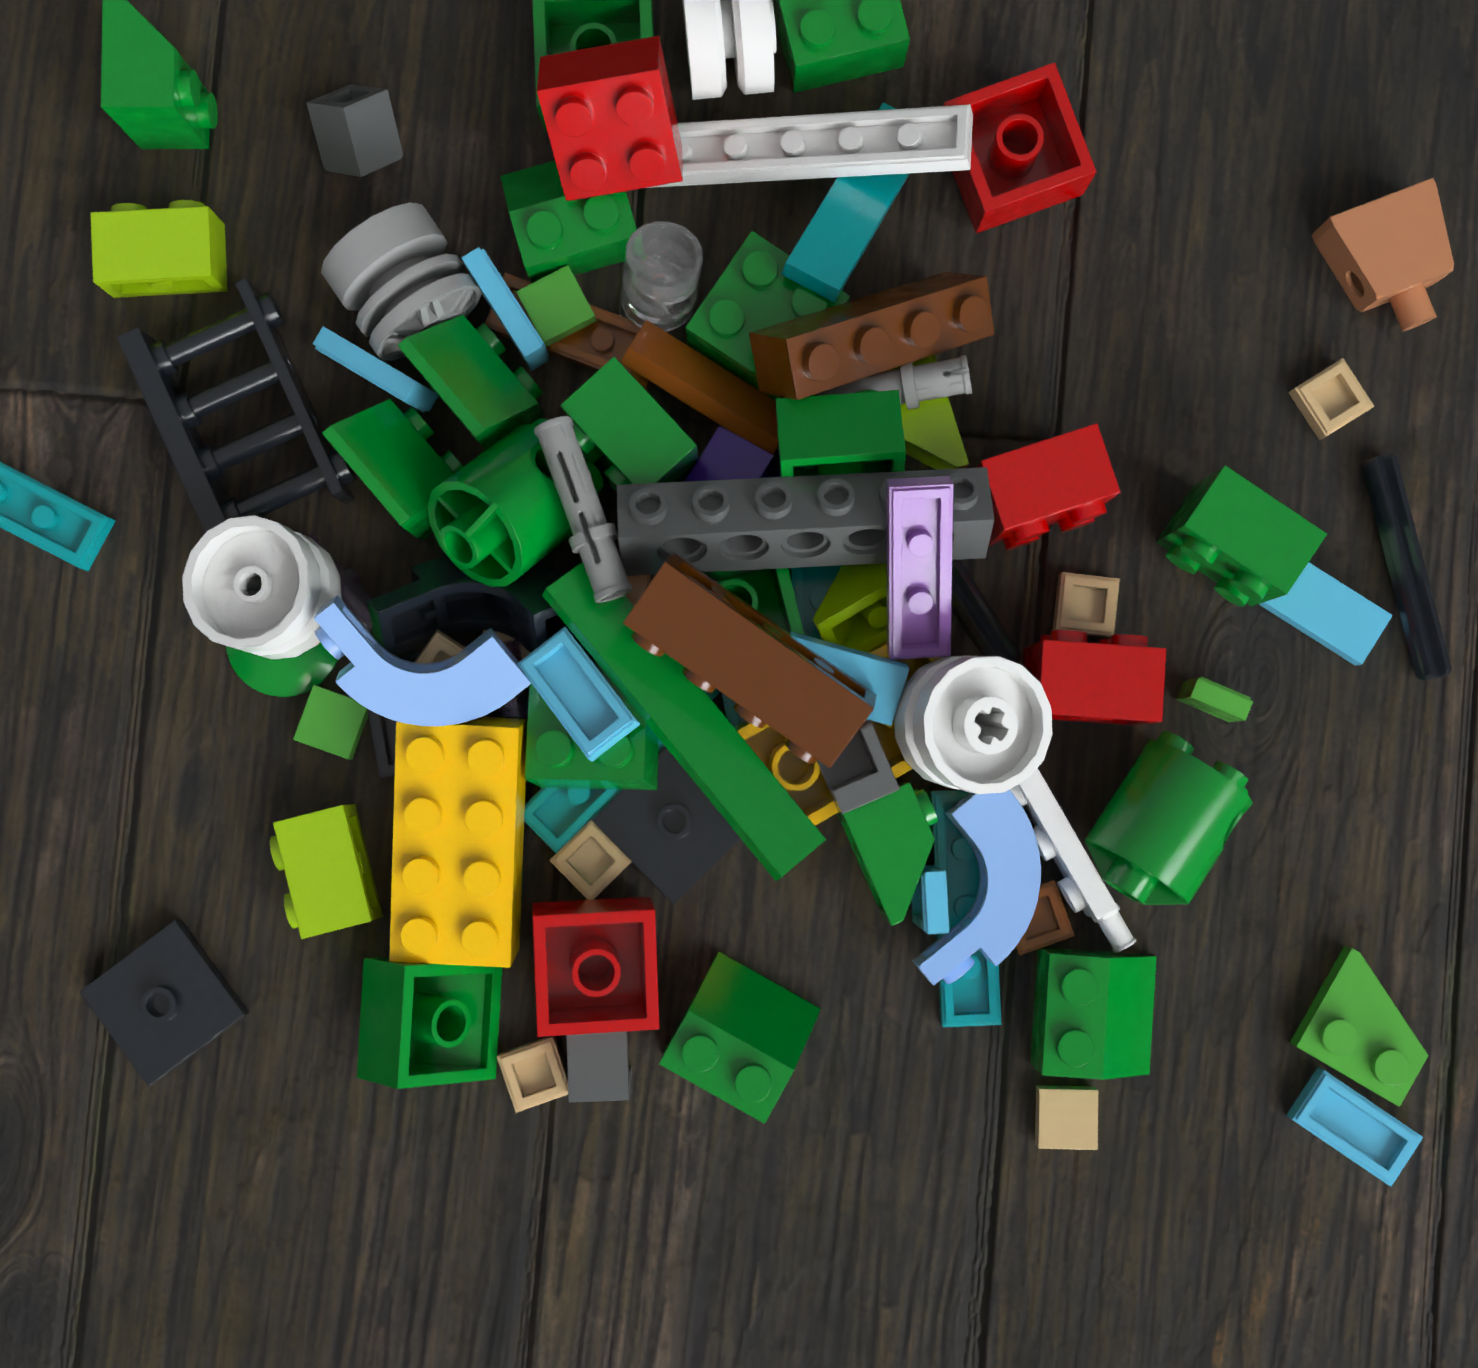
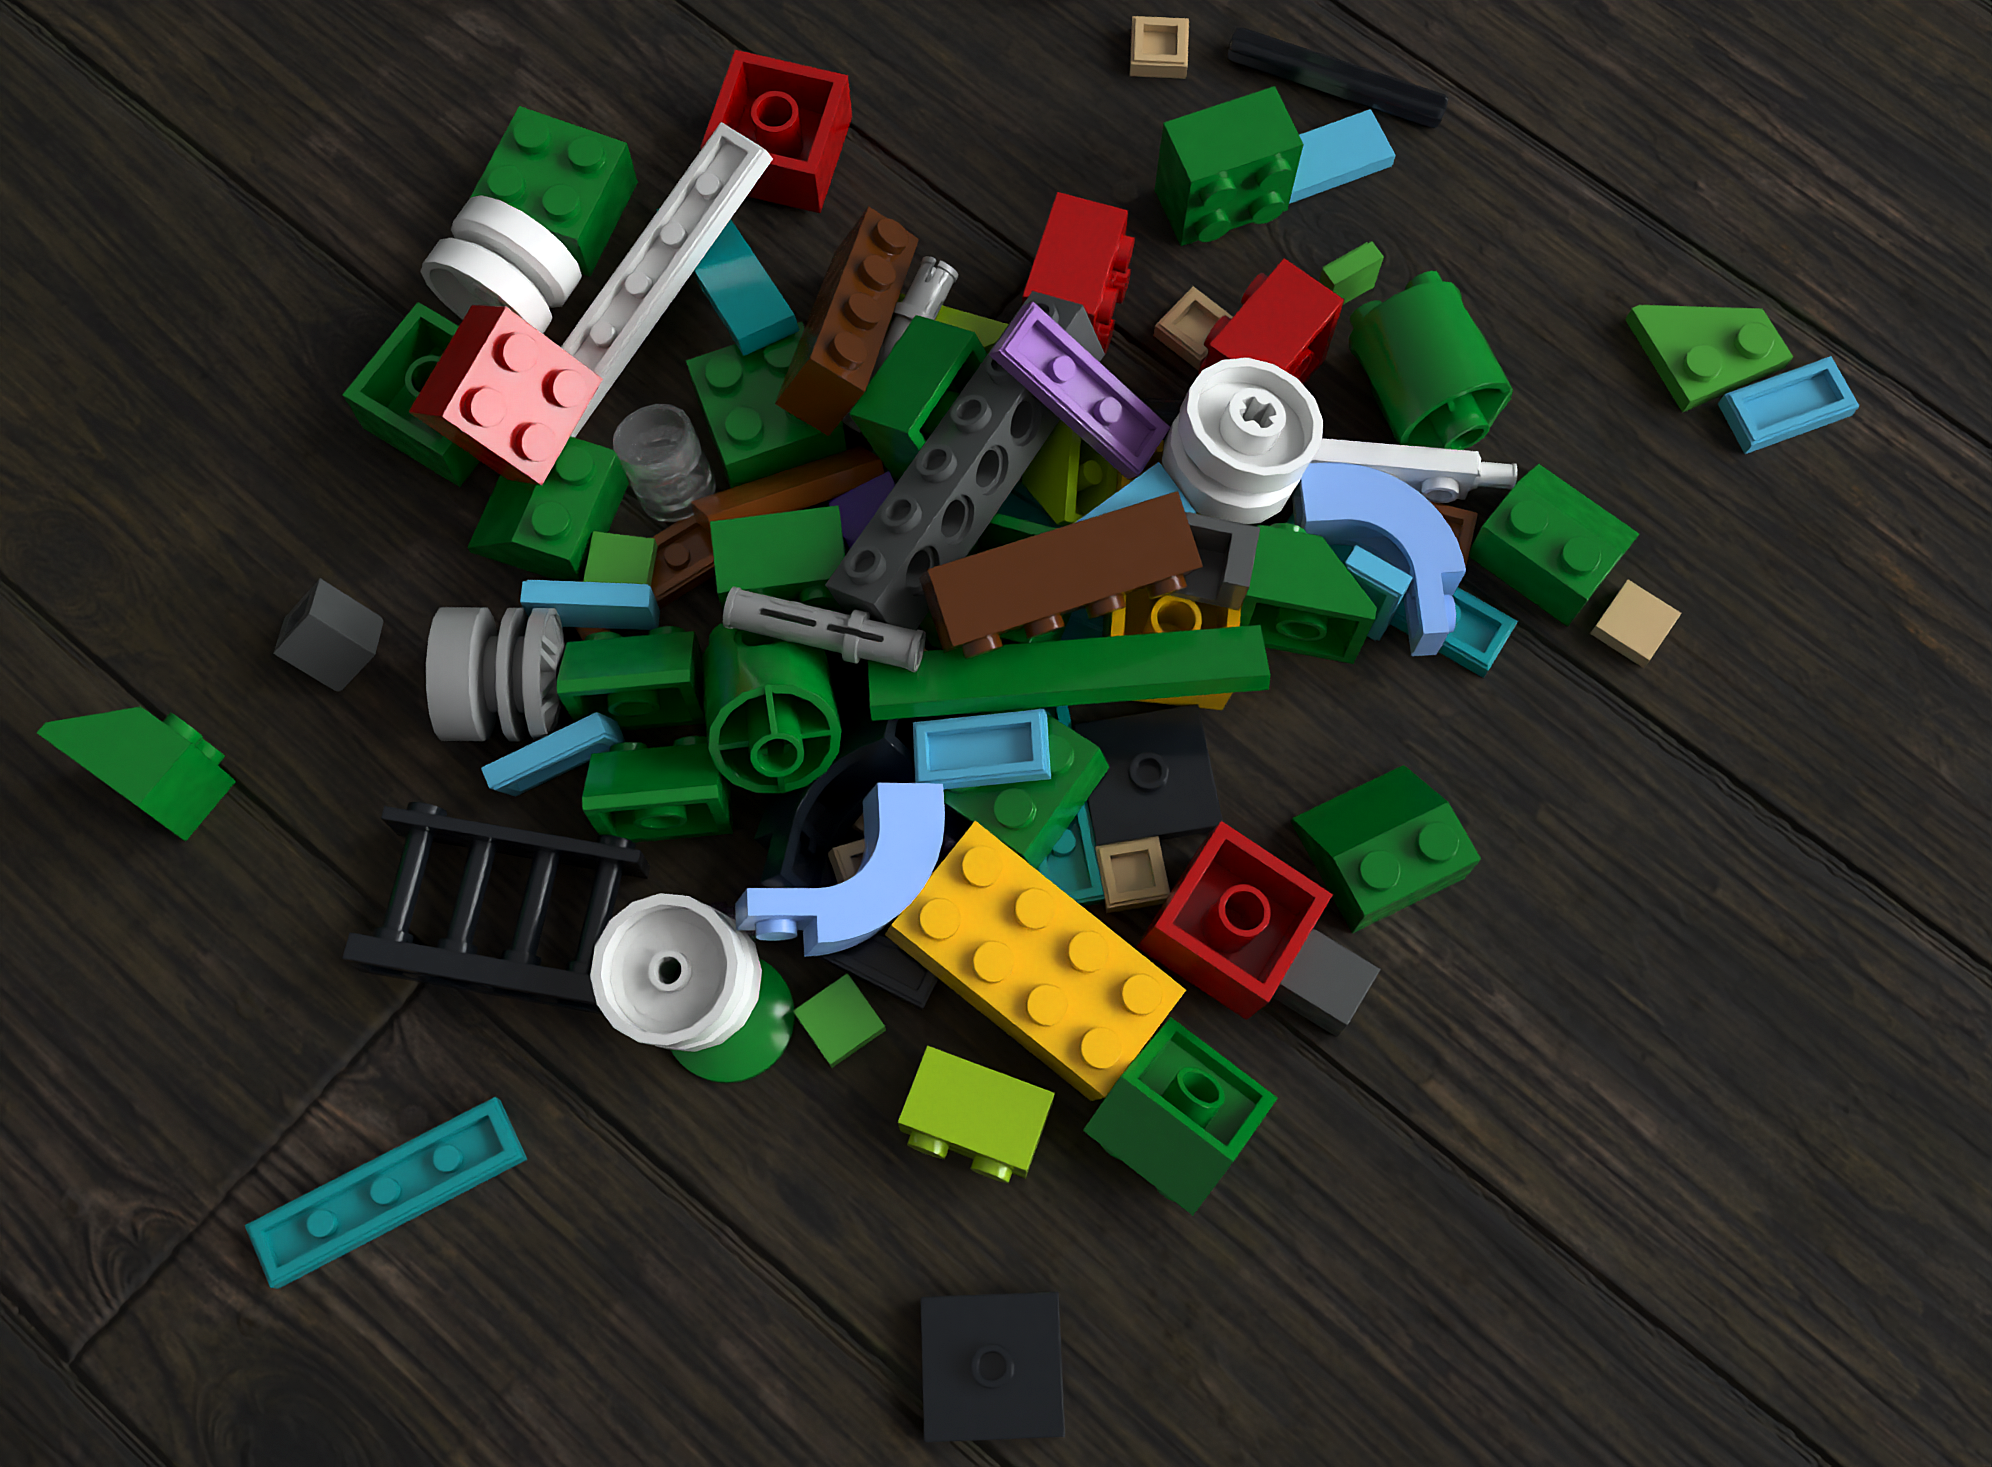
camera: 55 degrees left, 15 degrees down
(158, 250) = (293, 876): lime brick -> none
(534, 1073) = (1296, 1056): tan tile -> none

